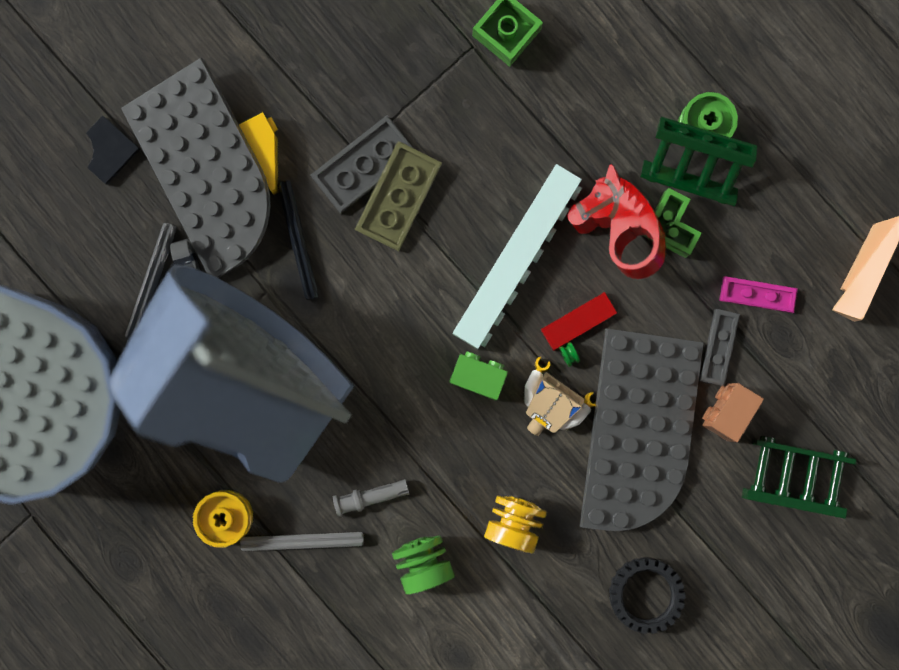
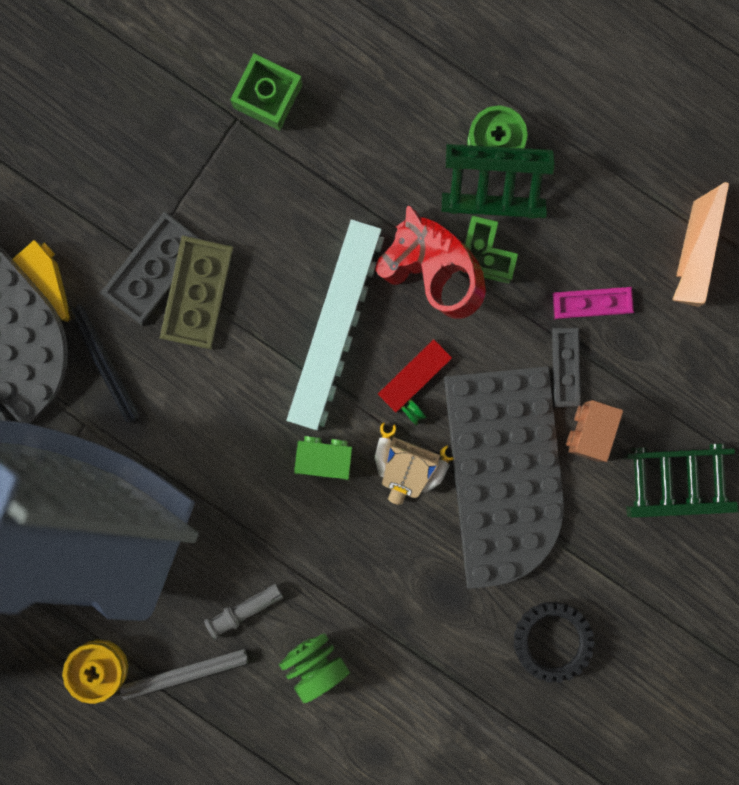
camera: 15 degrees left, 0 degrees up
(515, 524) = (399, 602): yellow wheel -> none

